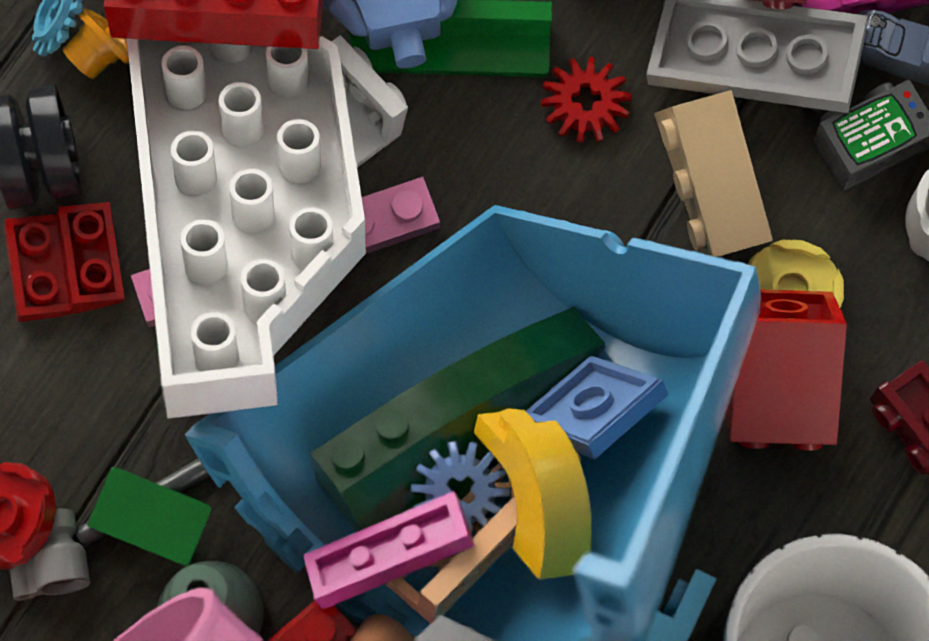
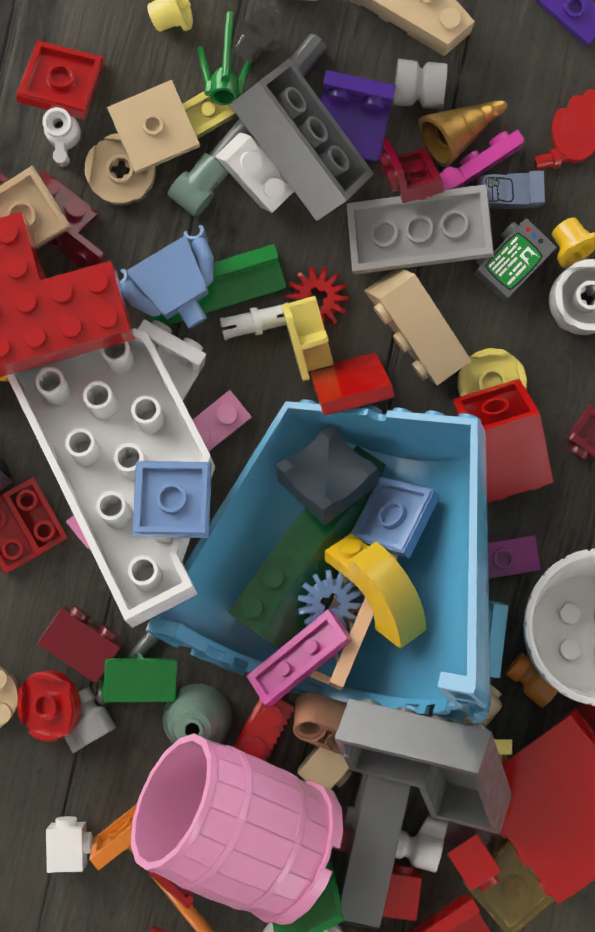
camera: 20 degrees left, 15 degrees up
(83, 438) = (80, 642): none -> dark red brick
(290, 251) = (172, 499): none -> medium blue plate
(491, 100) = (253, 321): none -> white pin
(518, 318) = (327, 475): none -> black brick
(555, 138) = (307, 335): none -> light yellow panel
(594, 209) = (351, 384): none -> red tile
(731, 534) = (513, 556): none -> magenta plate

